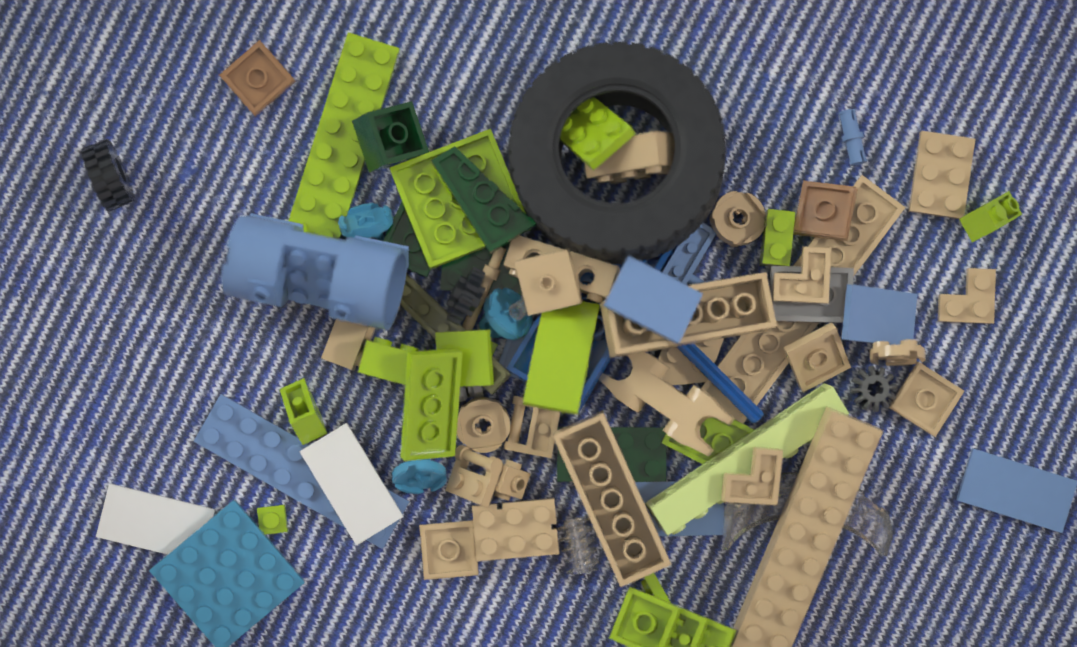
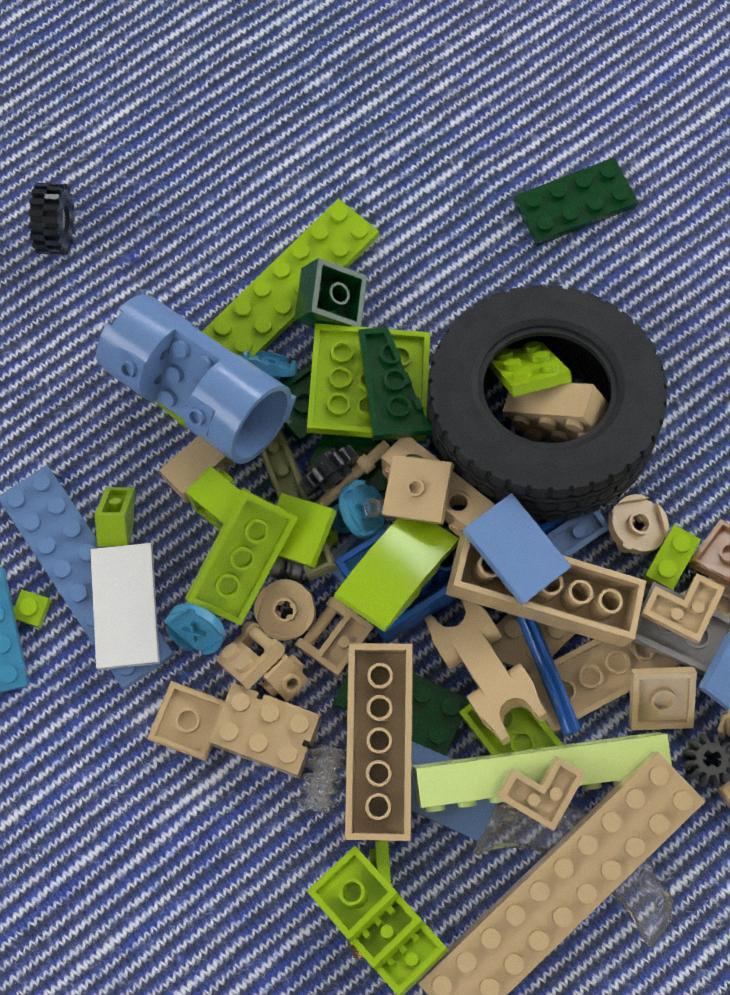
camera: 25 degrees right, 15 degrees down
(257, 78) = (235, 204): medium nougat tile -> none

